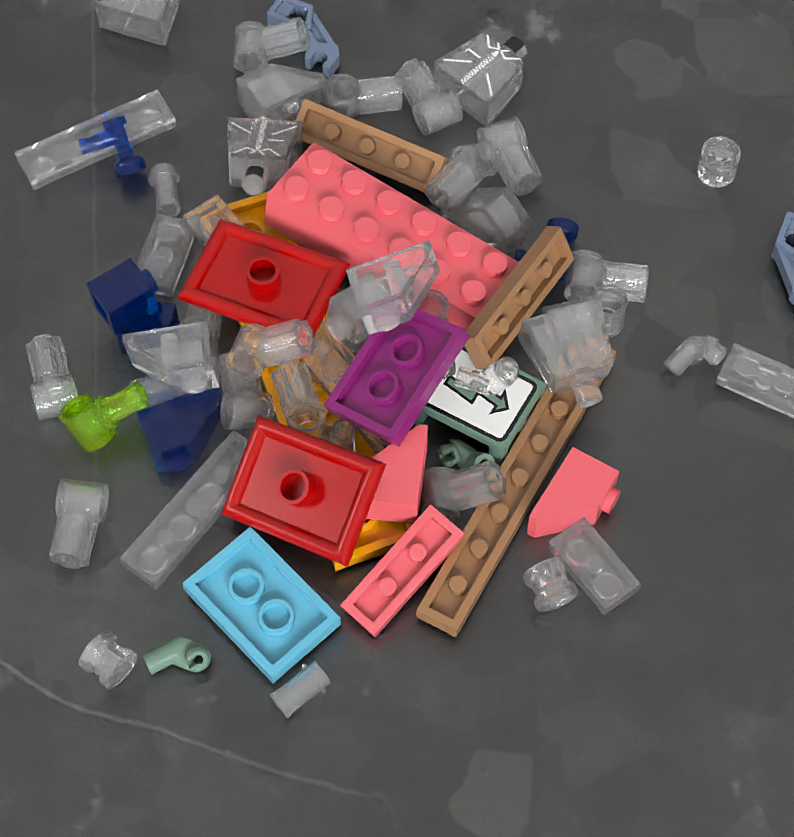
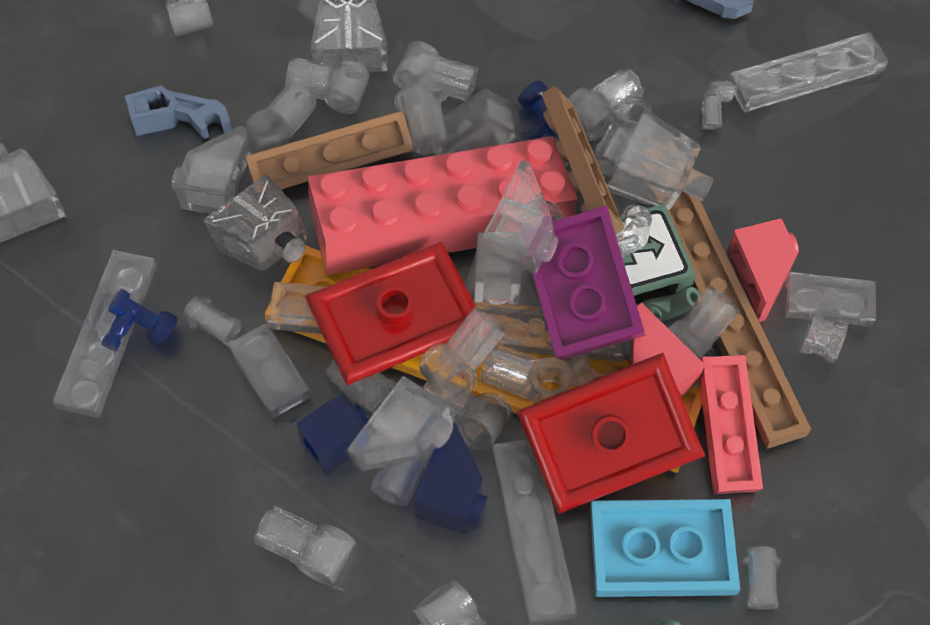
camera: 50 degrees left, 0 degrees up
(94, 420) = (384, 540): clear neon green pin -> none
(124, 295) = (304, 421): clear blue brick -> none
(259, 43) = (152, 149): clear piece -> none

